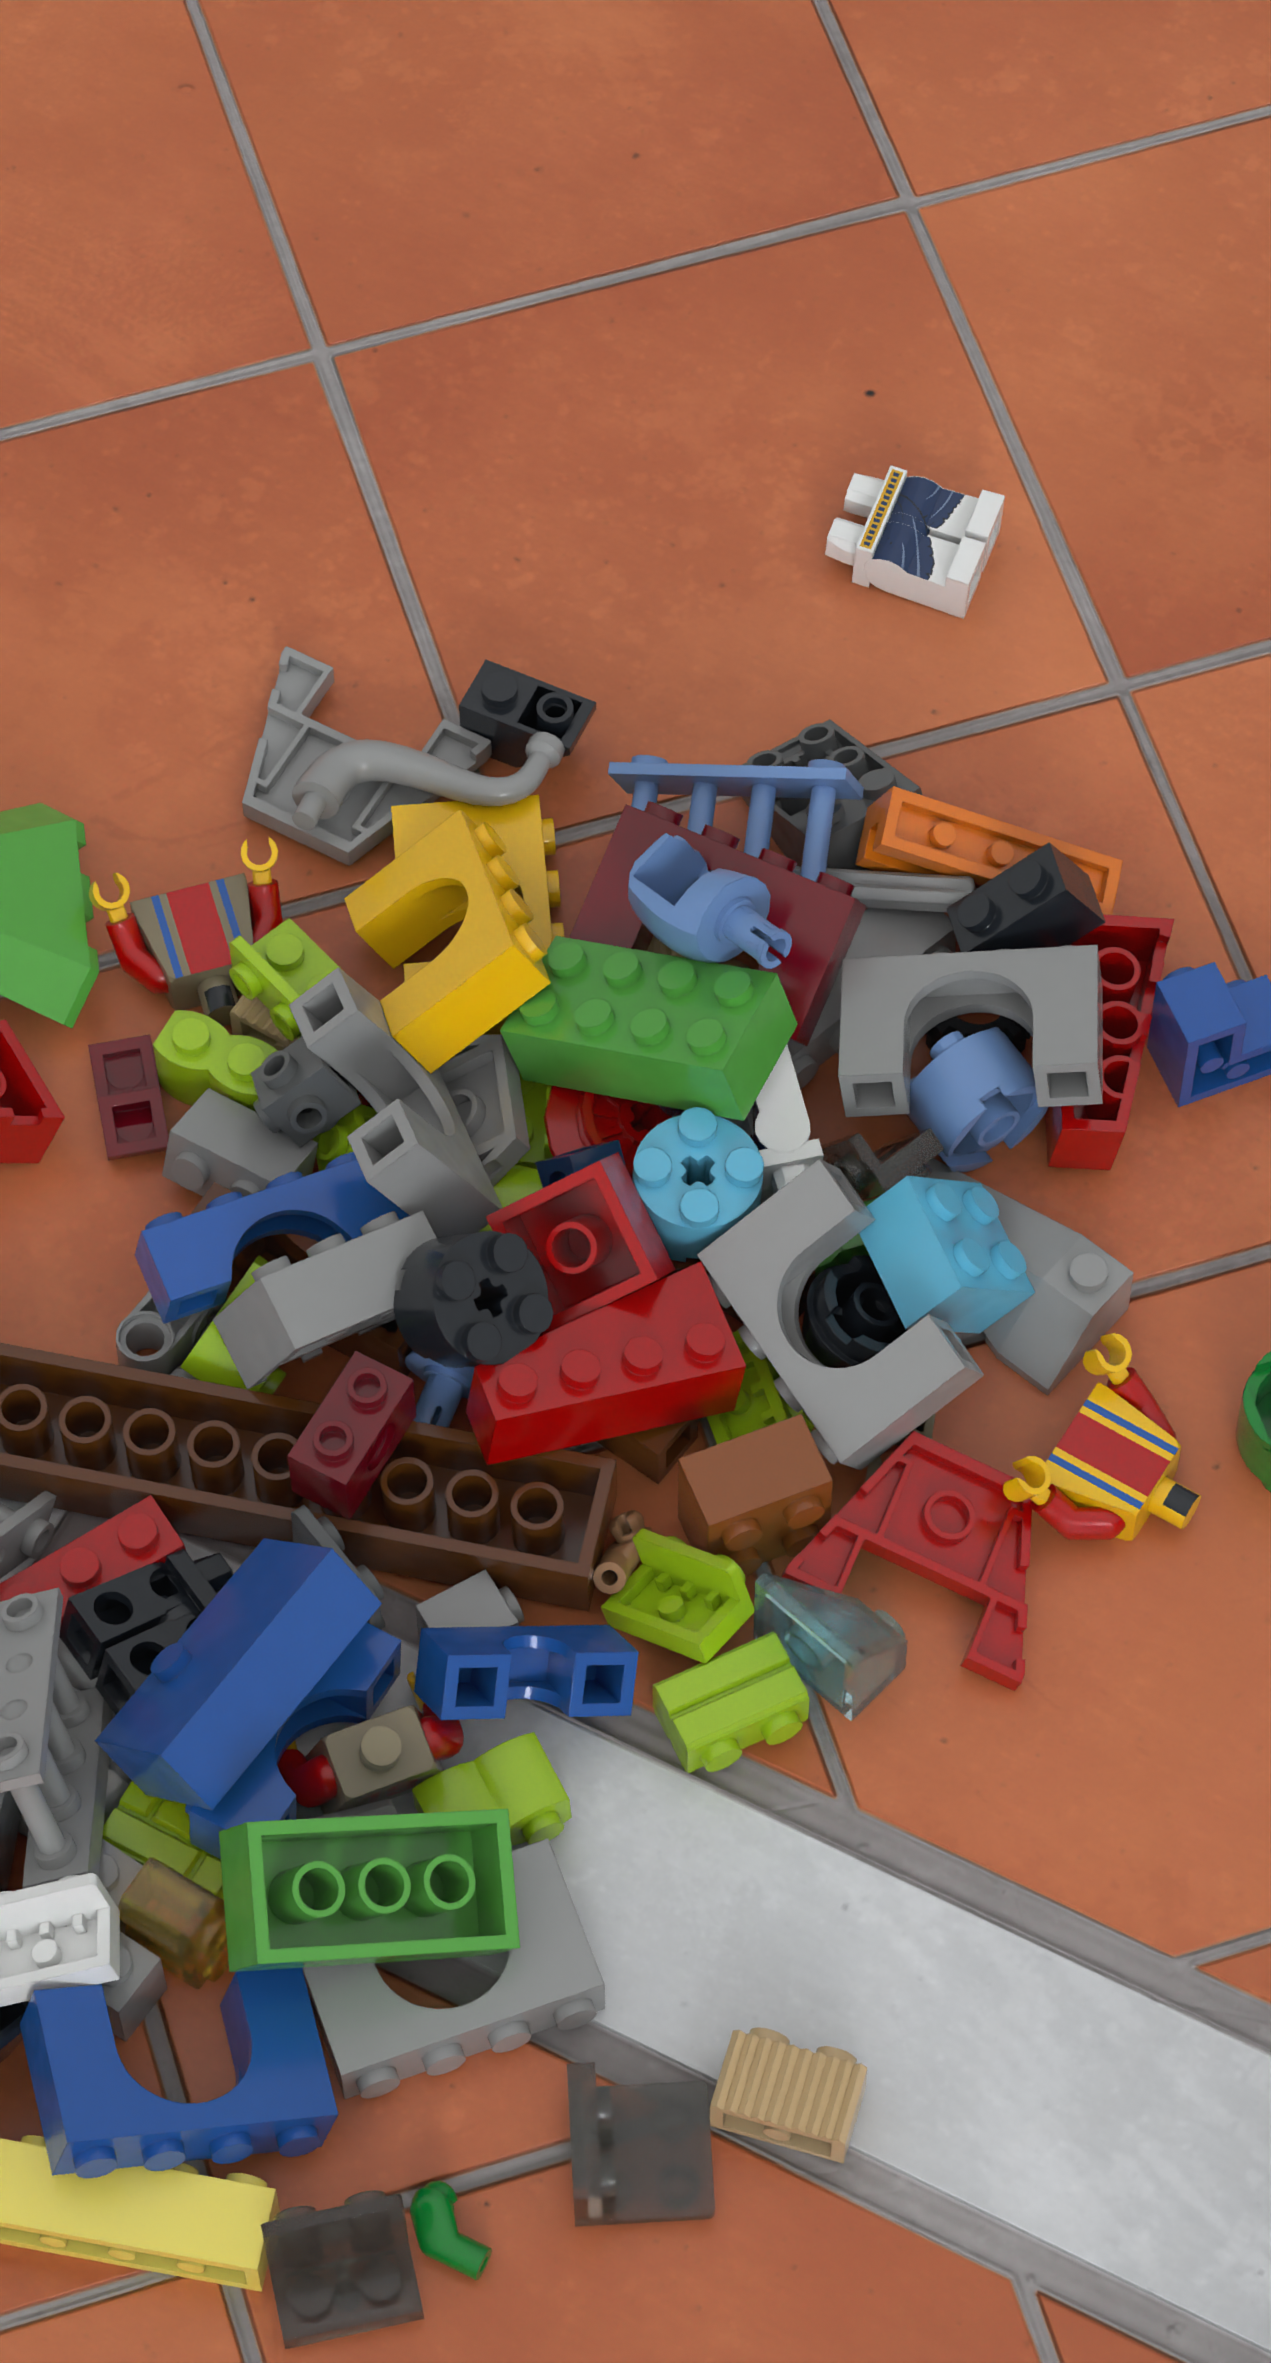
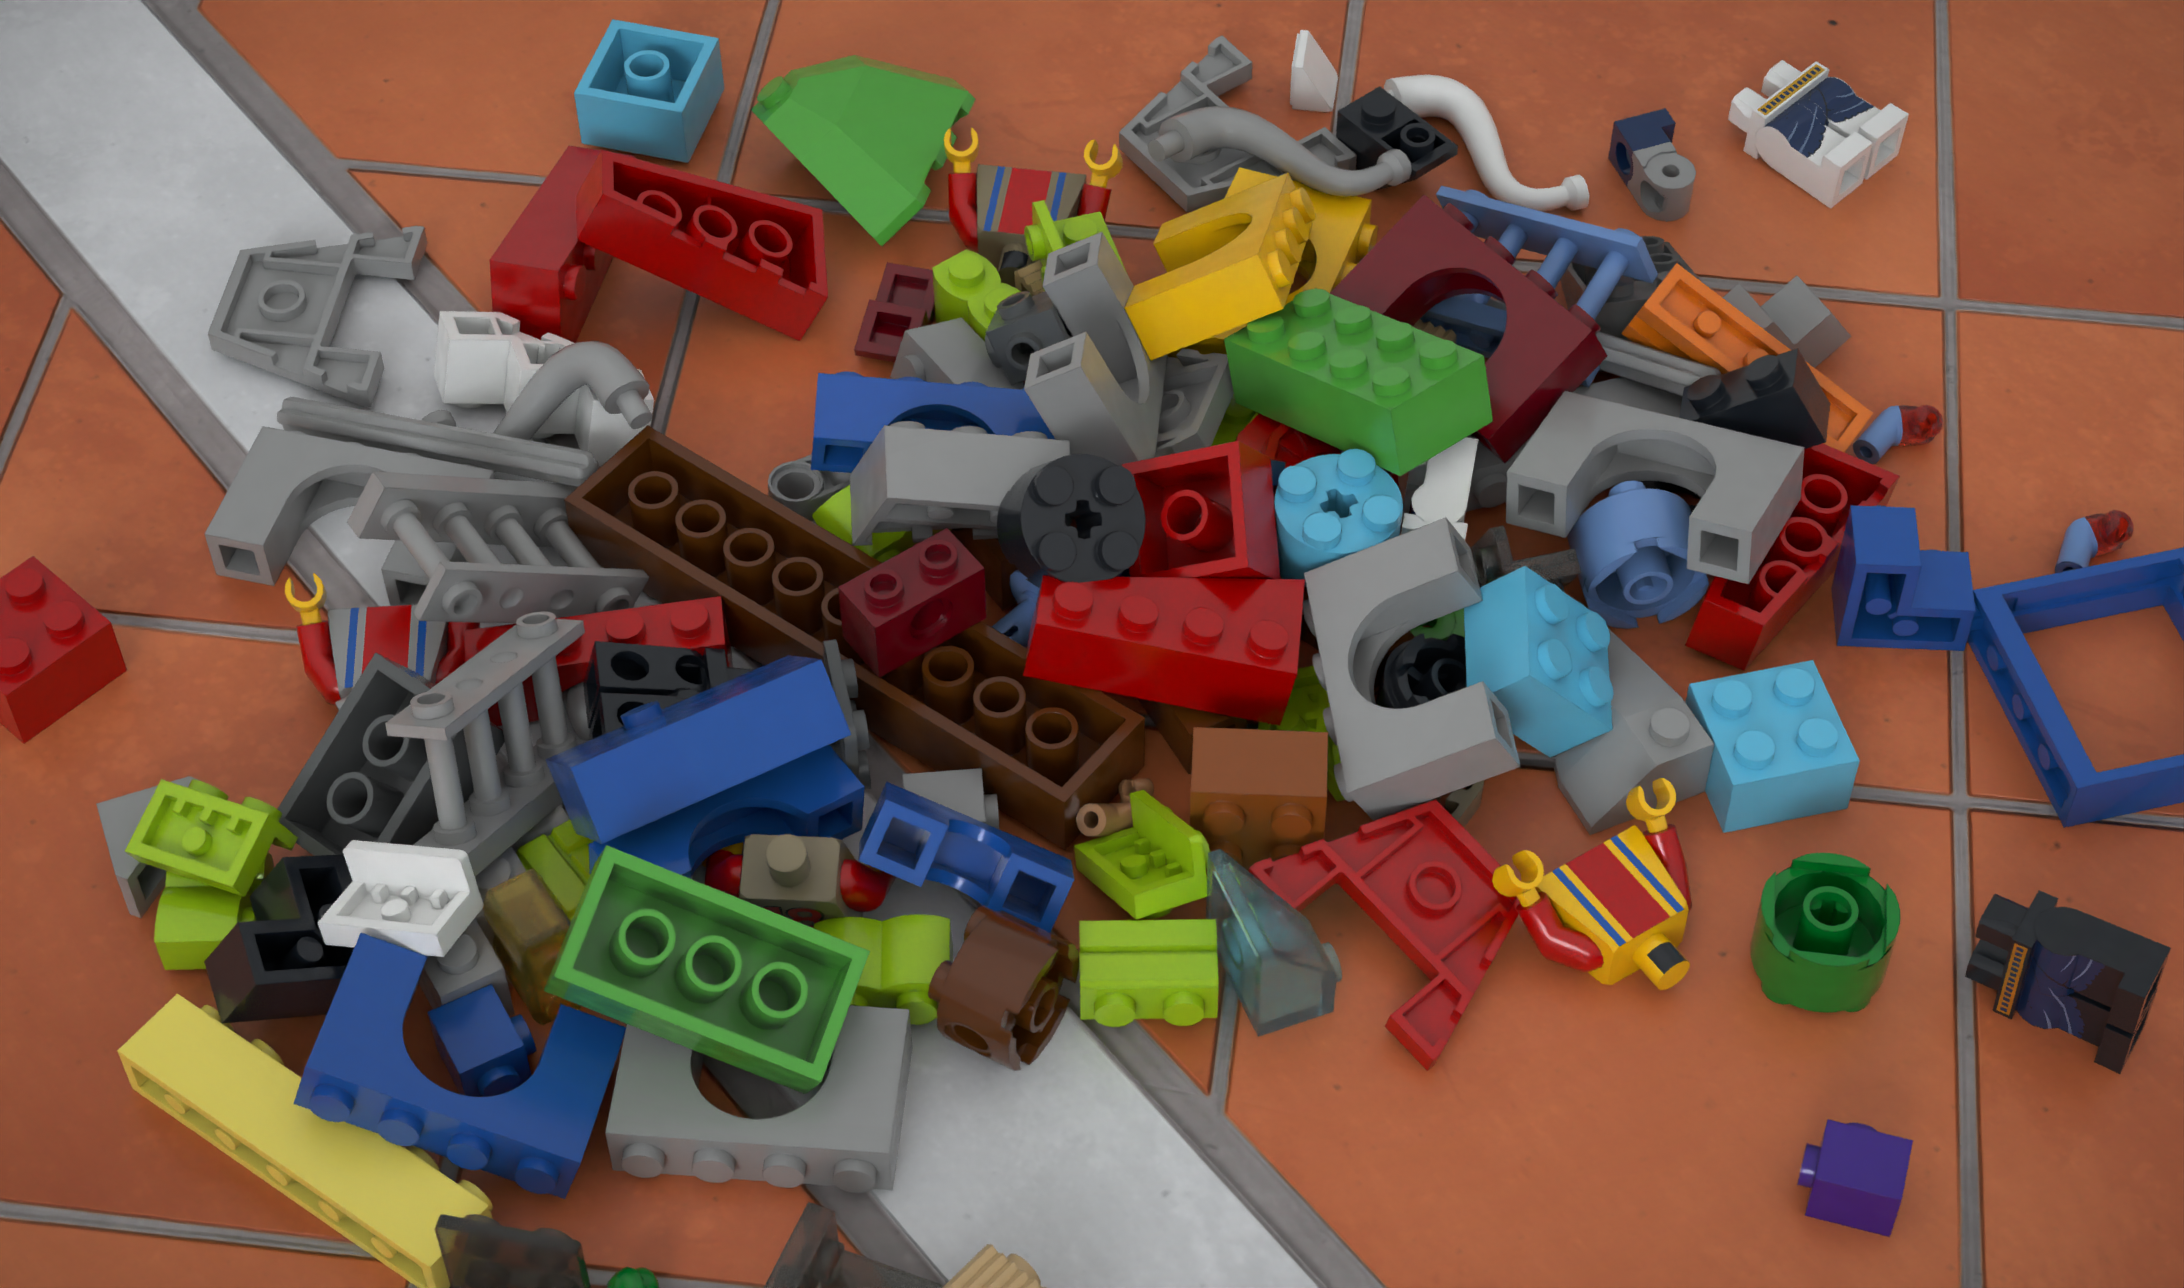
camera: 25 degrees right, 10 degrees down
(170, 2038) = (482, 1043): none -> blue brick
(396, 659) = (1311, 76): none -> white slope
(558, 637) = (1468, 113): none -> white animal
(623, 1781) = (1004, 988): none -> reddish brown brick
(703, 911) = (1444, 282): medium blue piece -> none
(778, 640) = (1650, 165): none -> light grey leg
(995, 781) = (1795, 319): none -> light grey brick
(1140, 849) = (1898, 427): none -> arm
(1181, 1243) = (1775, 746): none -> medium azure brick

